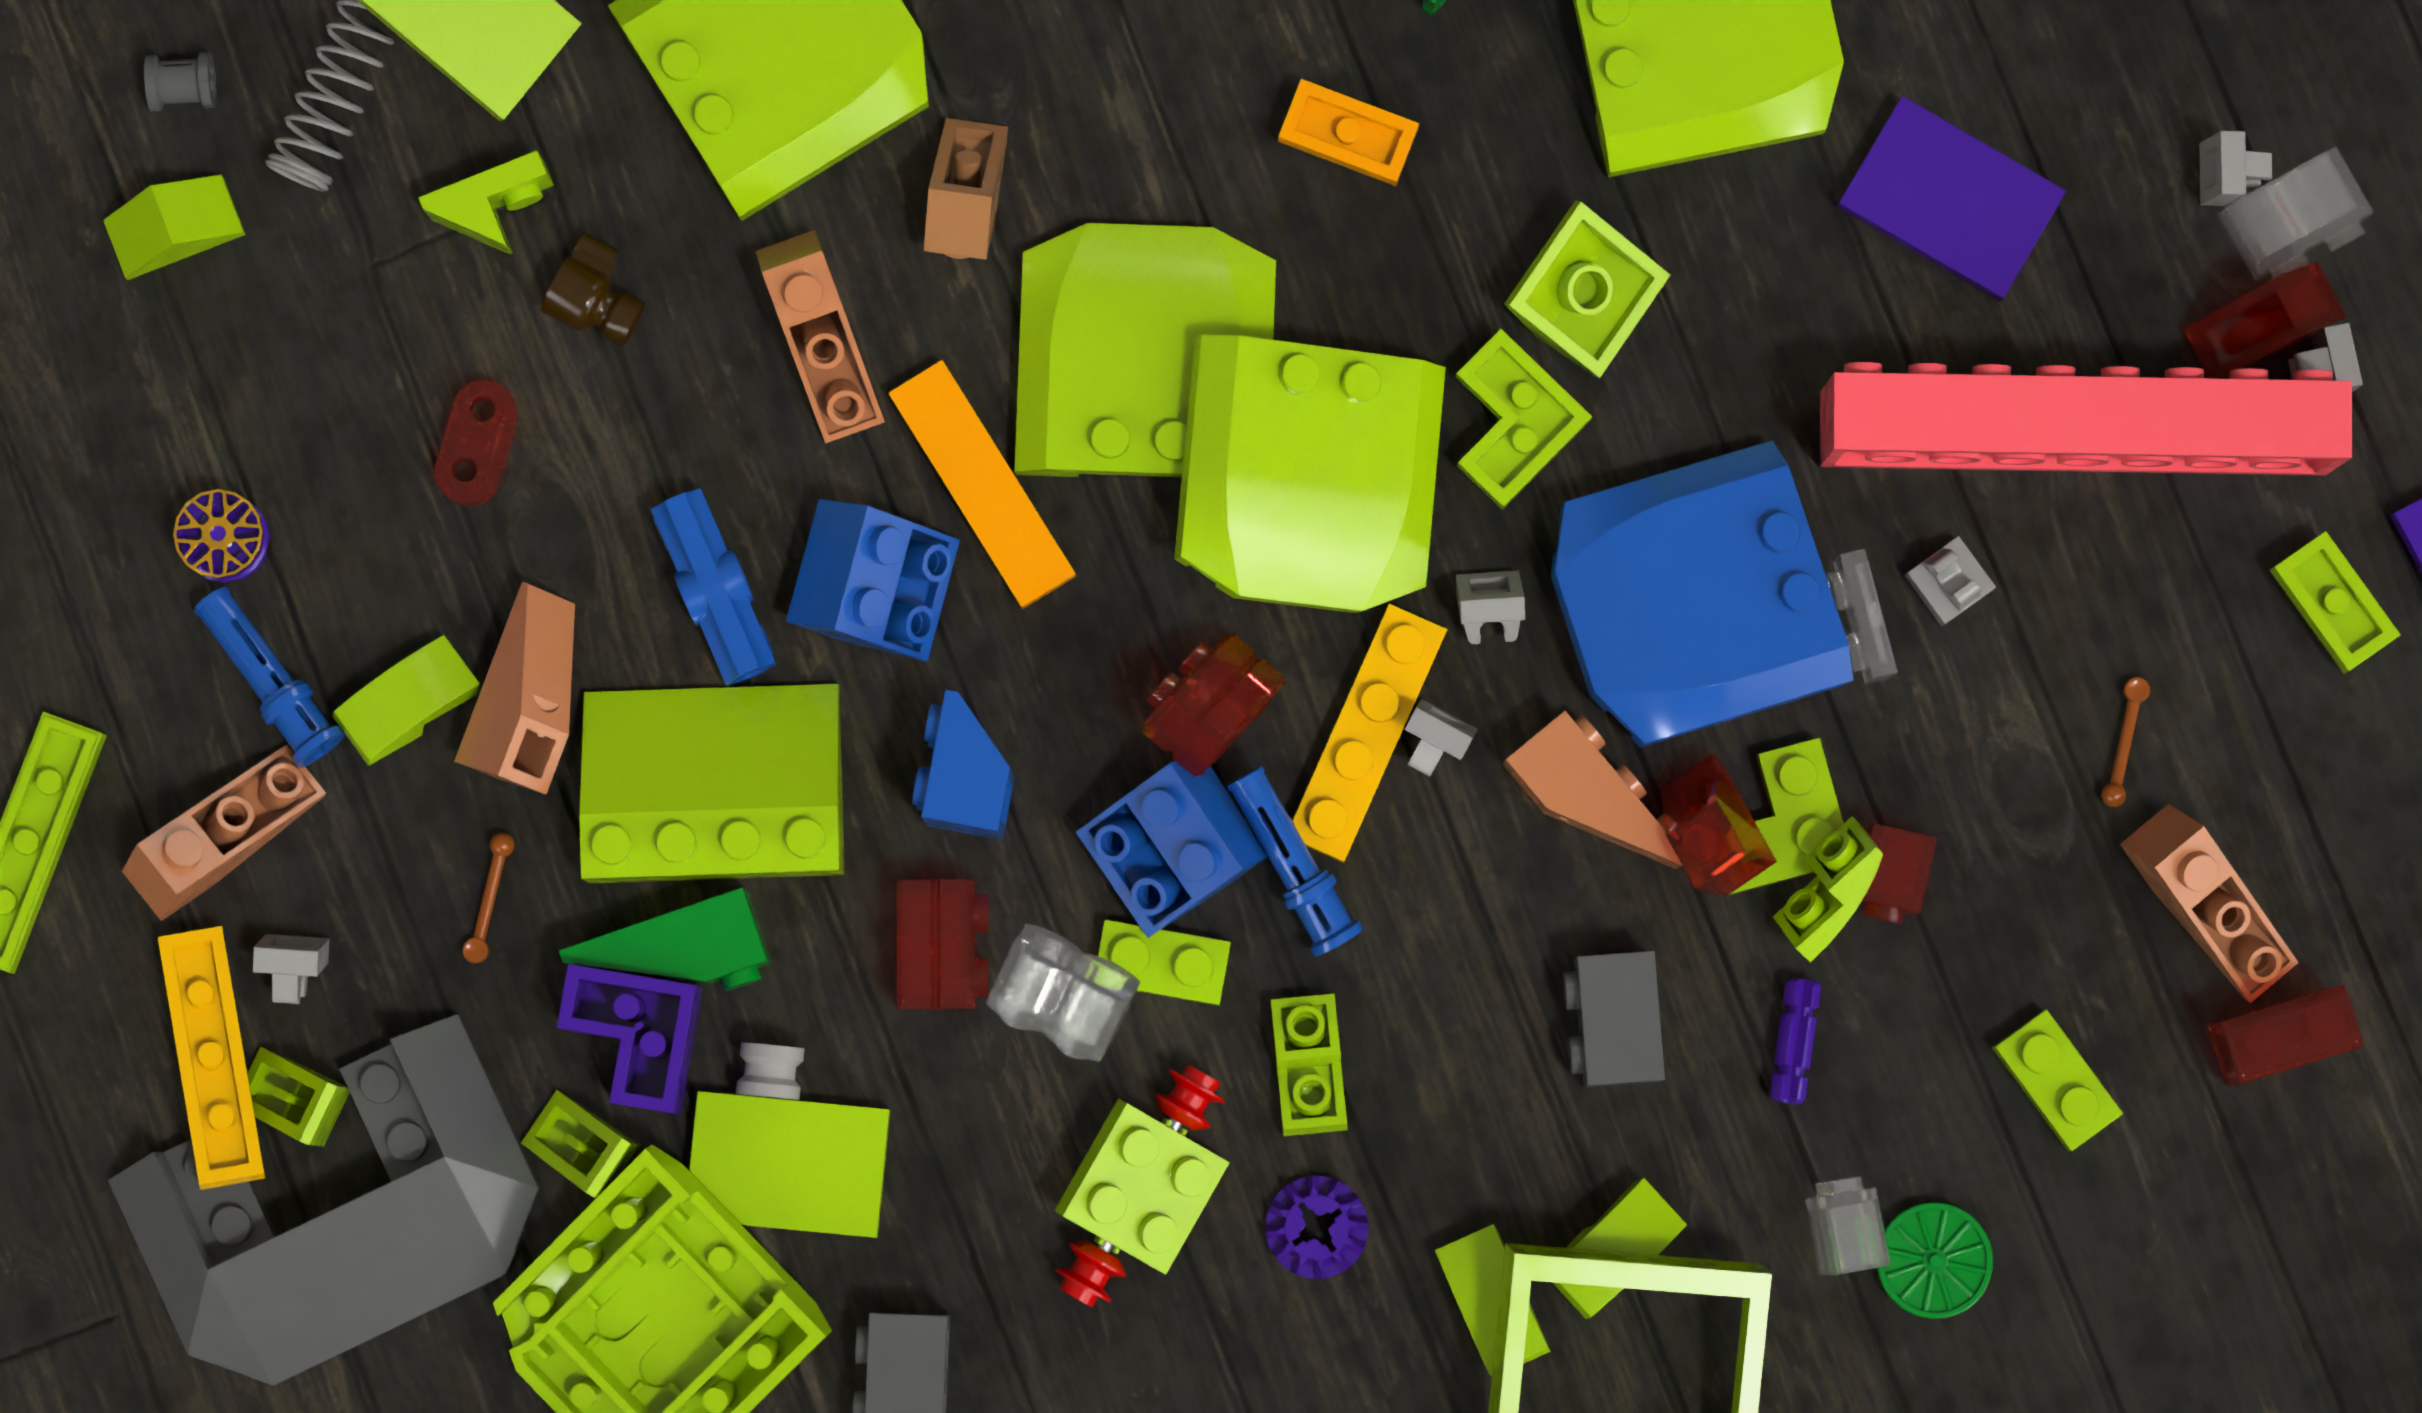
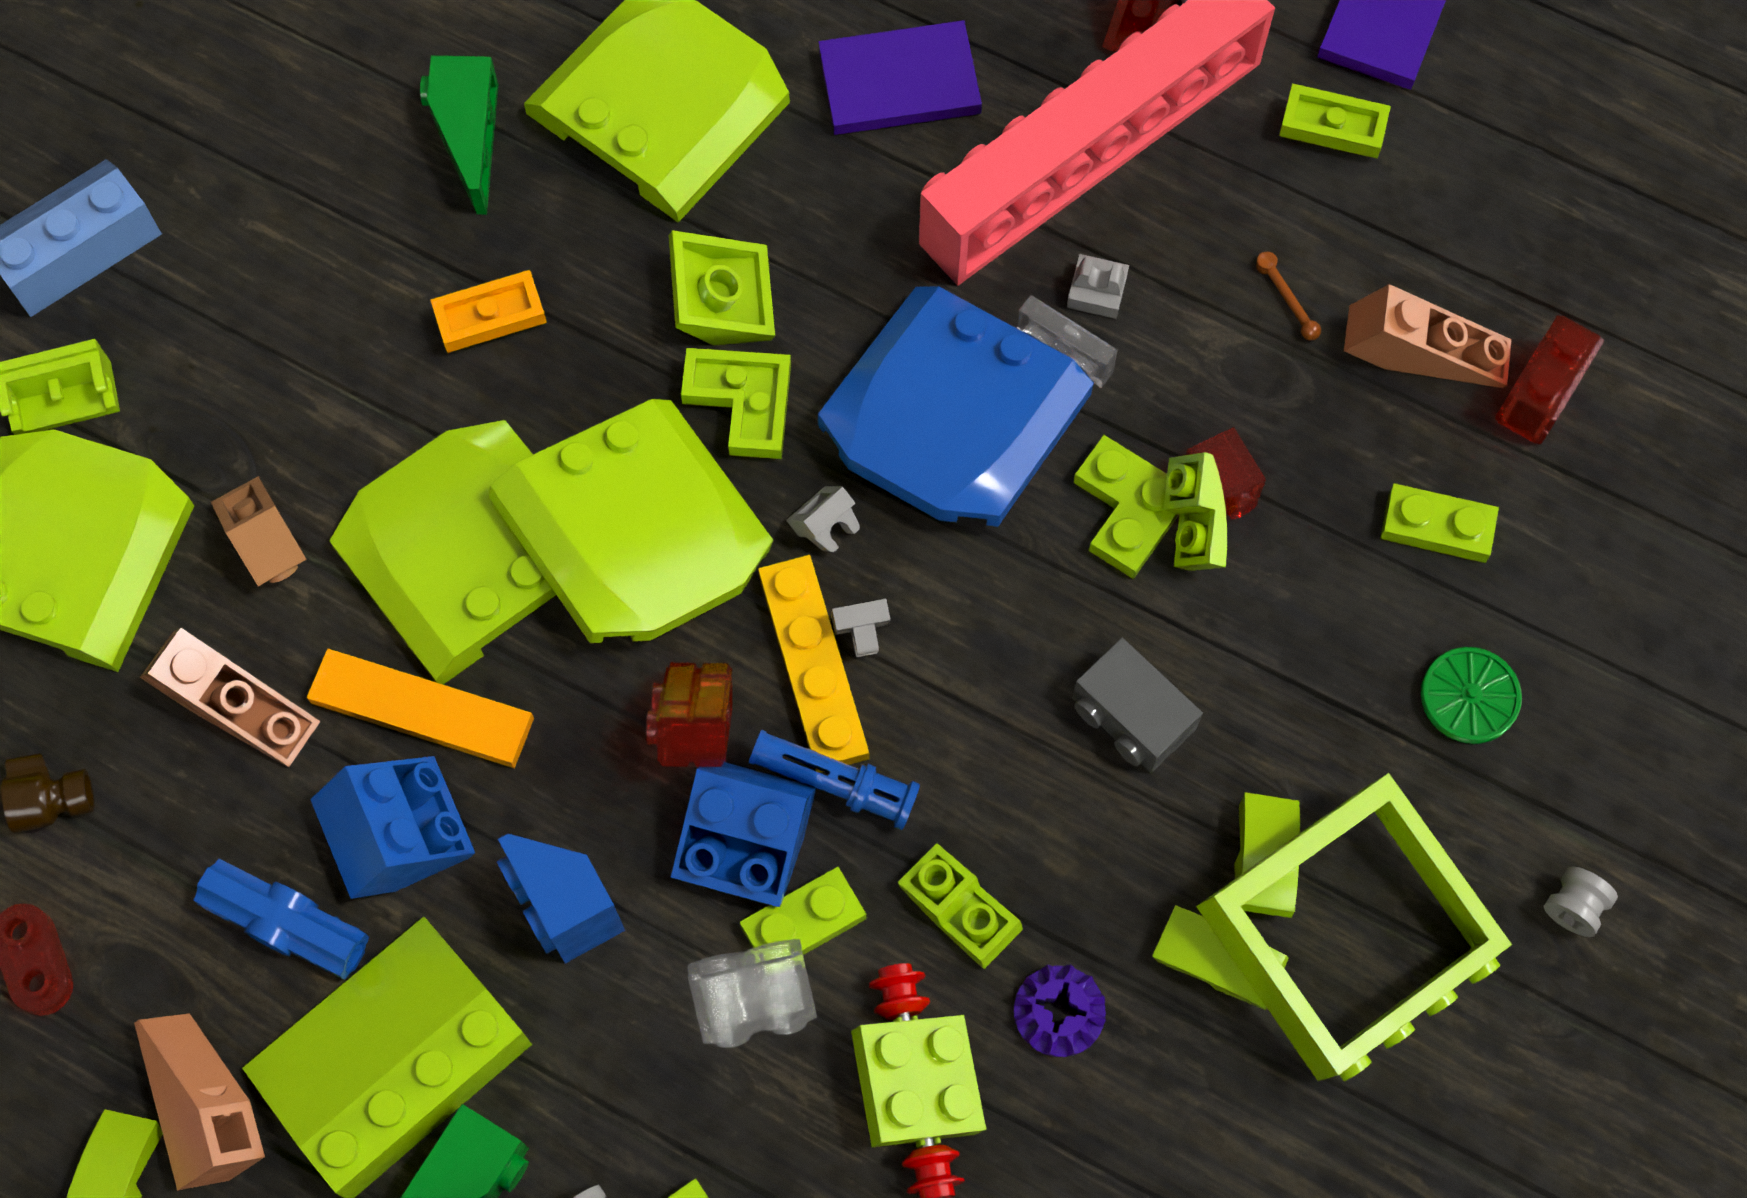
camera: 40 degrees left, 15 degrees down
(939, 945) = (638, 1032): clear red brick -> none
(1579, 787) = (985, 581): nougat slope -> none
(1713, 829) = (1090, 534): clear red slope -> none
(1795, 1041) = (1258, 630): dark purple axle -> none
(1847, 1227) = (1403, 708): clear brick -> none

